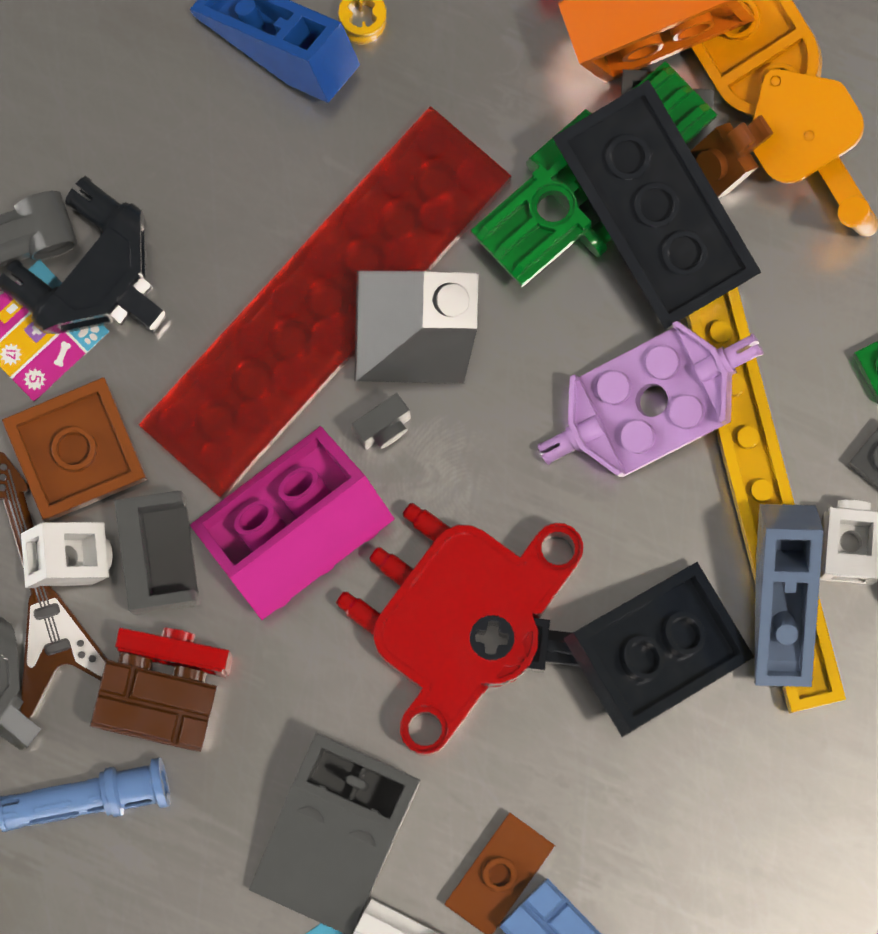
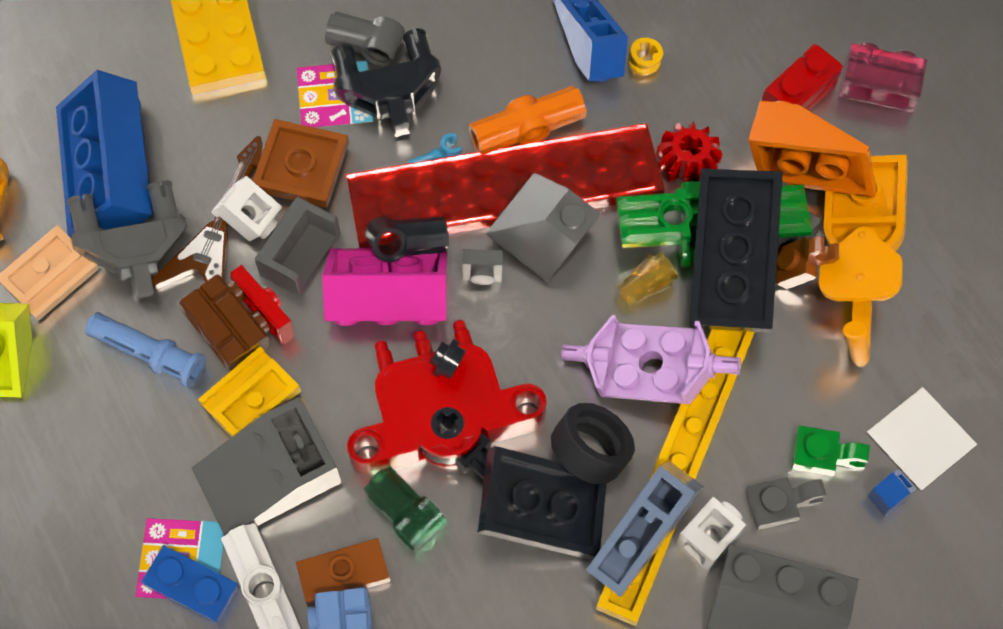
camera: 35 degrees right, 15 degrees down
(219, 319) = (443, 151): none -> dark azure hand
(245, 763) = (249, 392): none -> yellow plate
(266, 465) = (411, 237): none -> black piece
(293, 203) = (528, 120): none -> orange piece
(442, 570) = (447, 359): none -> black plate
(516, 128) = (688, 151): none -> red gear
(526, 762) = (412, 516): none -> clear green piece
(573, 300) = (648, 278): none -> clear yellow cone
(654, 571) = (579, 457): none -> black tyre

